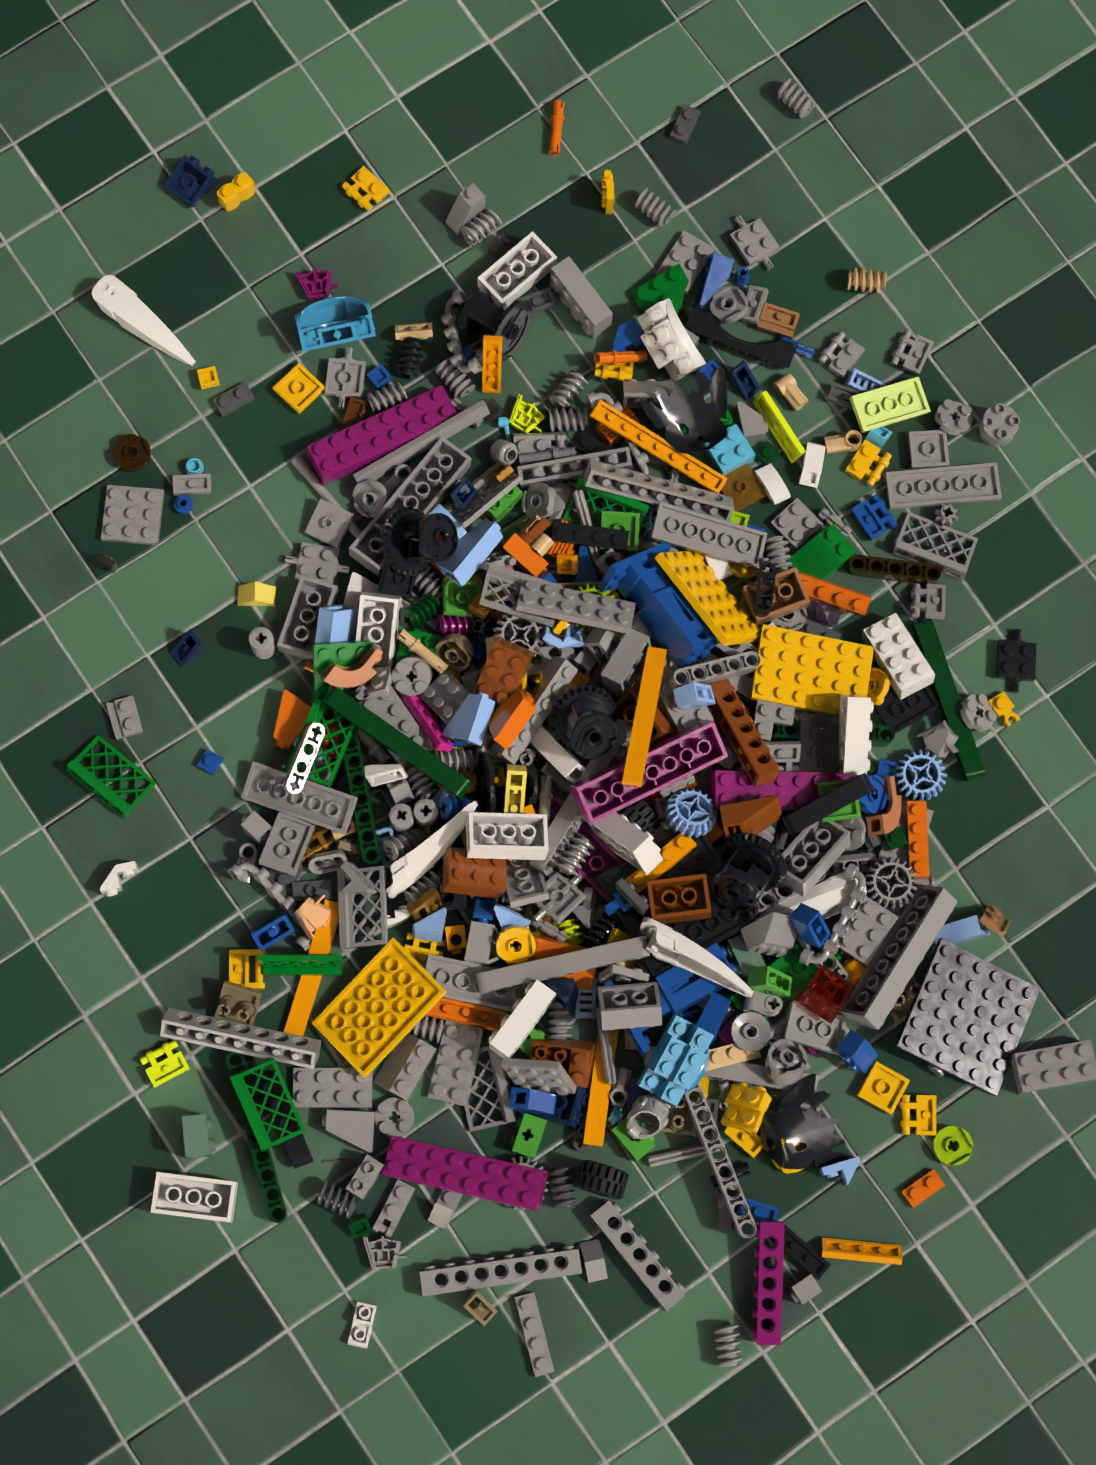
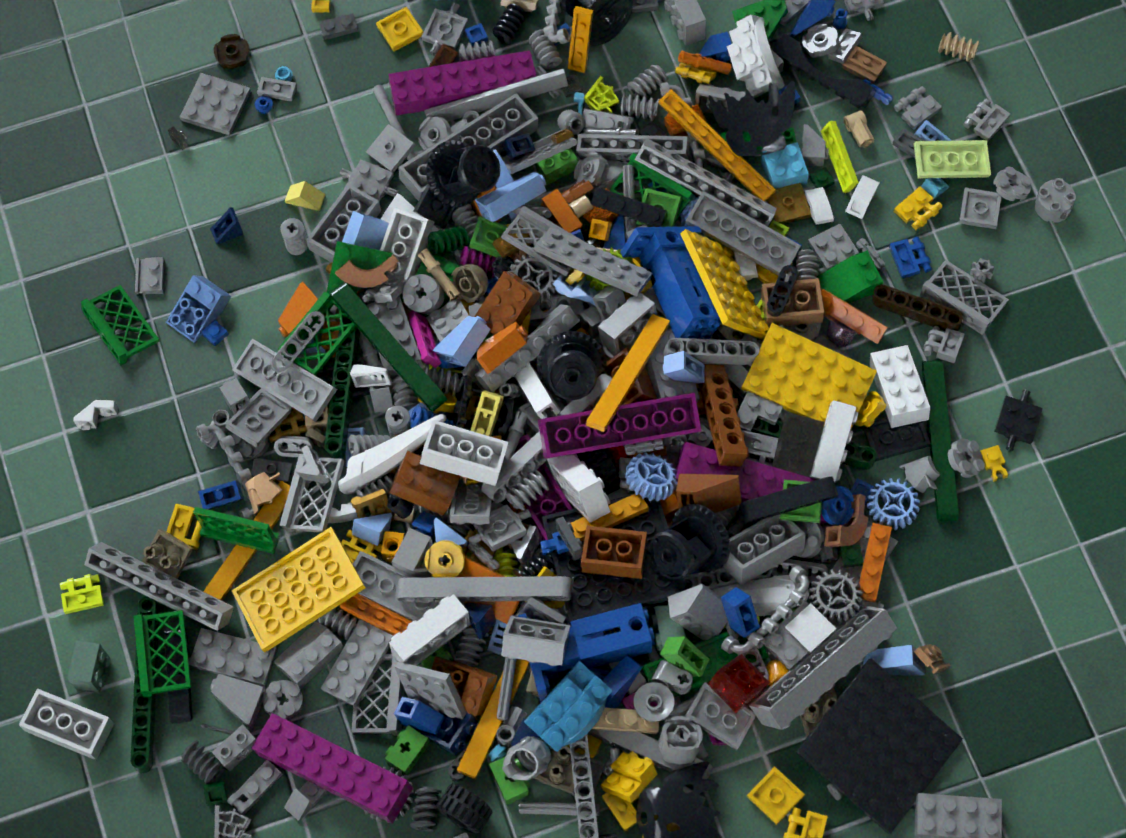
camera: 25 degrees right, 10 degrees down
(185, 741) = (197, 307): none -> medium blue slope
(406, 813) = (374, 420): light grey piece -> none
(684, 953) = (608, 606): white piece -> none
(743, 380) = (816, 108): dark blue slope -> none
(840, 442) = (895, 183): tan piece -> none
(857, 1052) = (756, 751): blue brick -> none
(877, 921) = (810, 627): none -> white sticker
(943, 485) = (986, 242): light grey plate -> none

